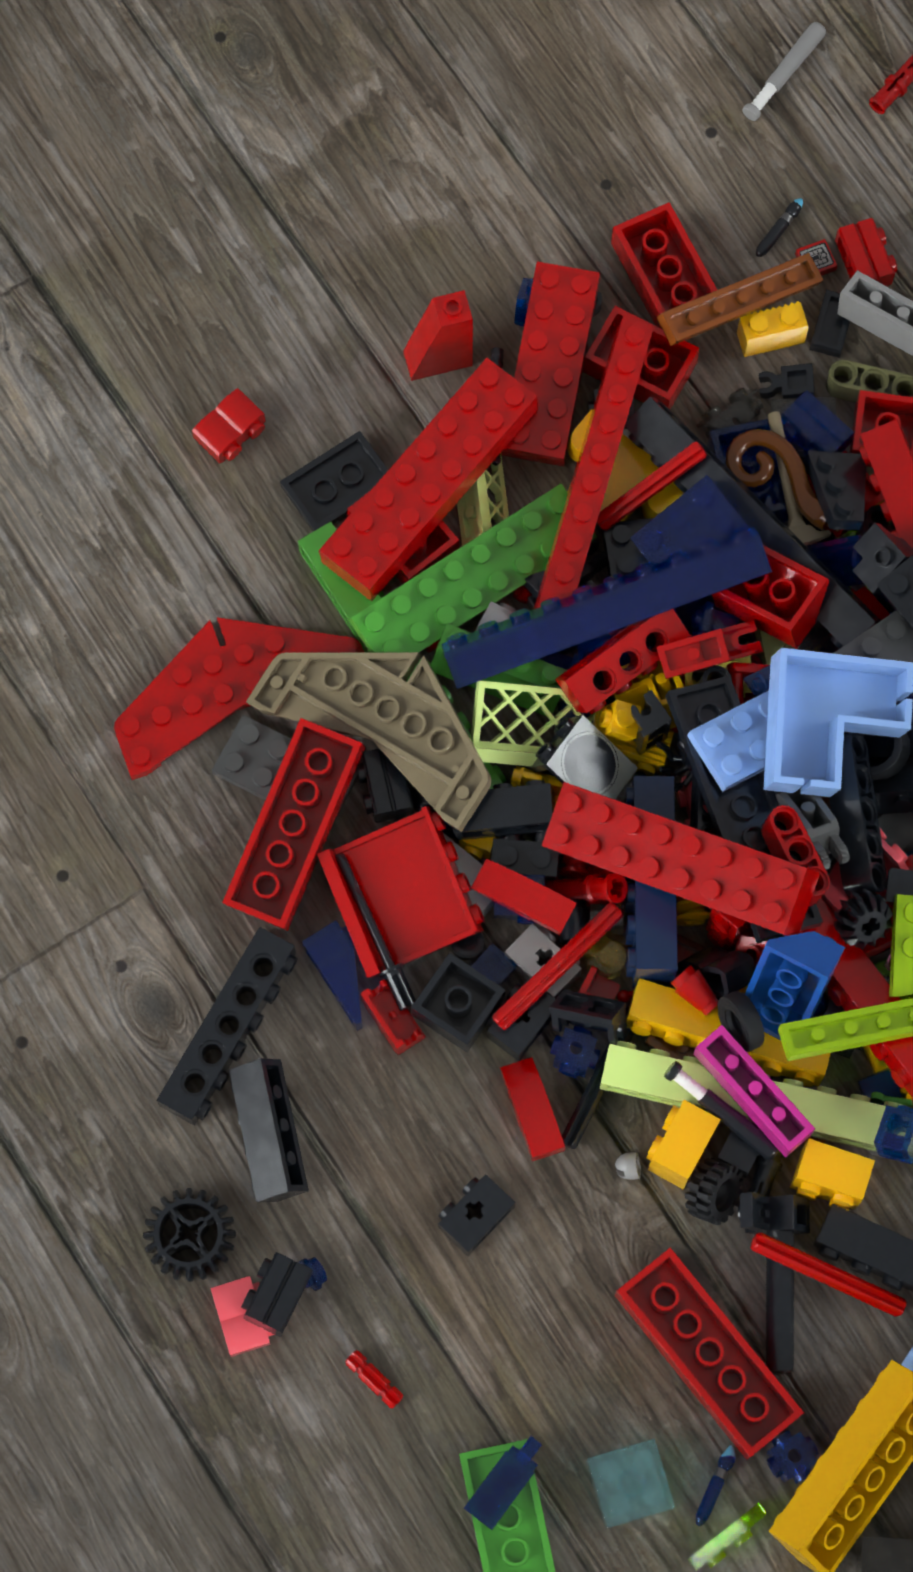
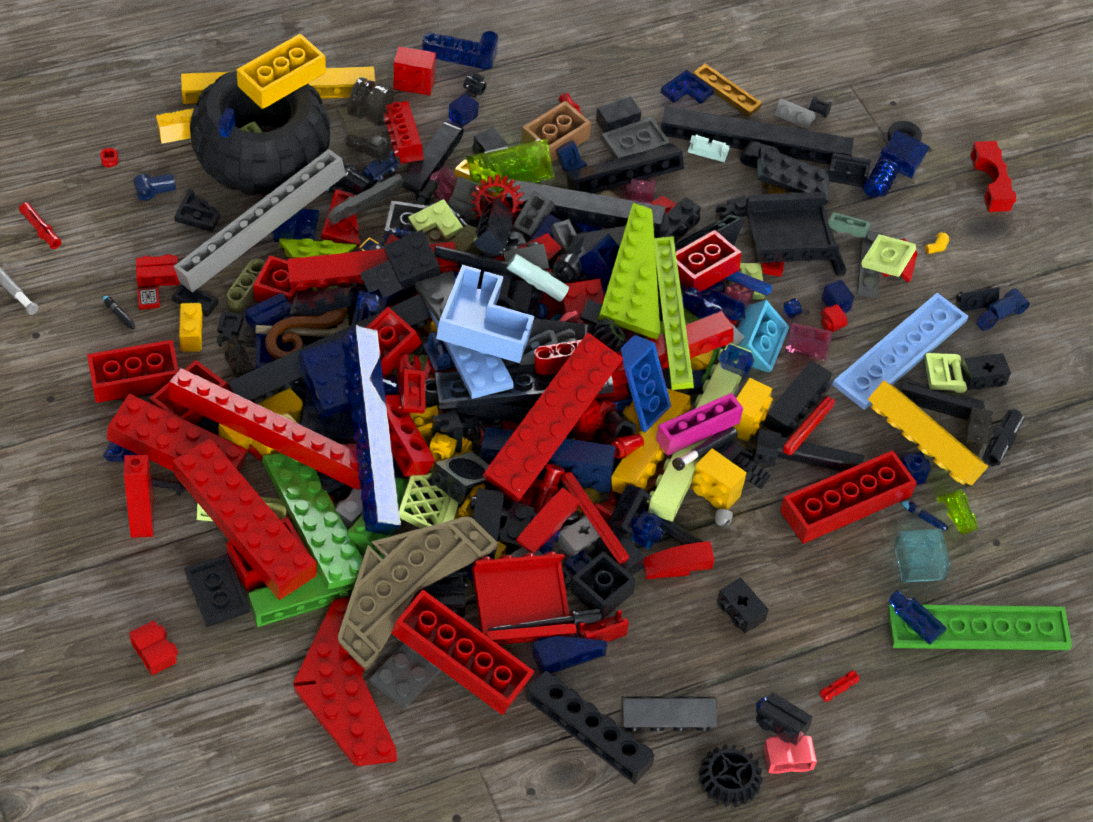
camera: 85 degrees left, 20 degrees down
(651, 485) = (286, 390): red axle -> none
(739, 299) = (171, 329): dark orange plate -> none
(741, 1020) = (647, 414): black tyre -> none

